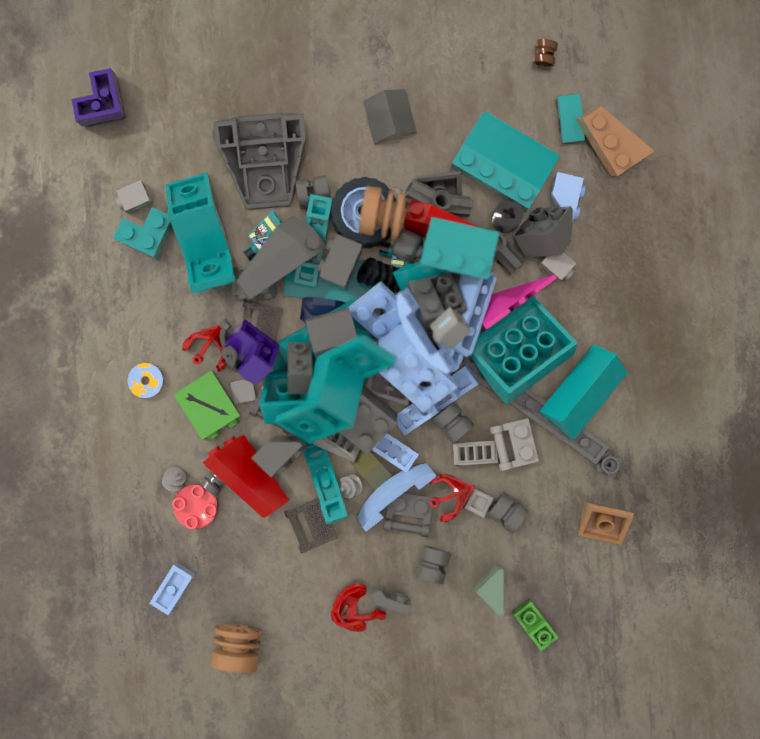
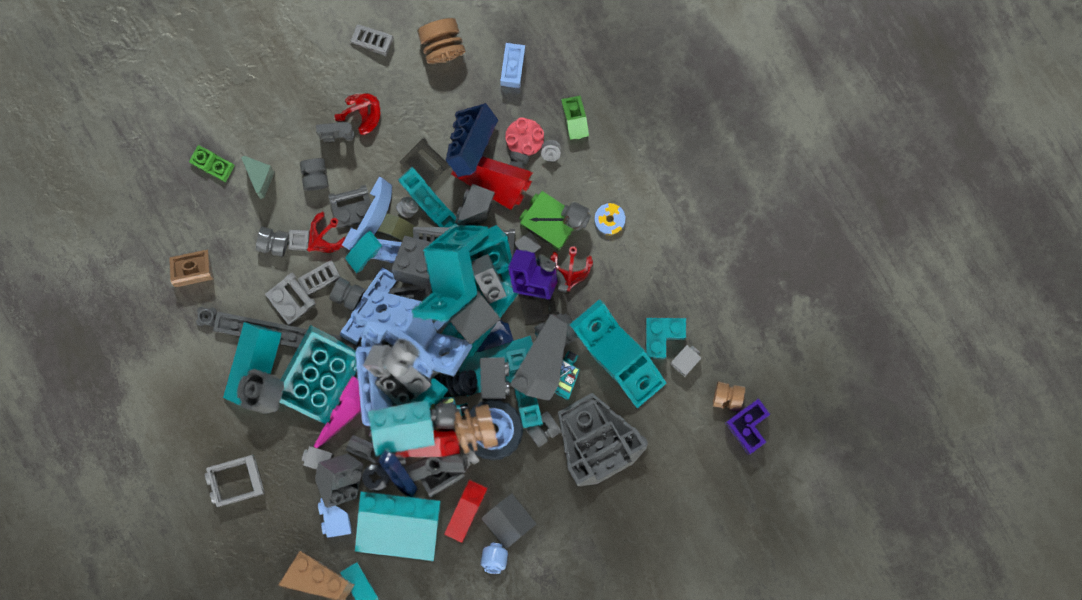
camera: 155 degrees right, 5 degrees down
(104, 138) = (728, 396): none -> medium nougat wheel
(132, 503) = (575, 117): none -> bright green slope
(177, 395) = (576, 216): none -> dark grey head
(251, 528) = (470, 138): none -> dark blue wedge
(301, 665) = (381, 35): none -> light grey slope
(417, 458) = (363, 250): none -> teal slope
(421, 83) = (494, 558): none -> light blue head
(428, 145) = (465, 511): none -> red slope
(428, 318) = (400, 357): none -> light grey wheel
(483, 207) = (398, 474): none -> dark blue beam
(589, 356) = (260, 392): none -> dark grey brick
(630, 274) = (254, 474): none -> light grey window

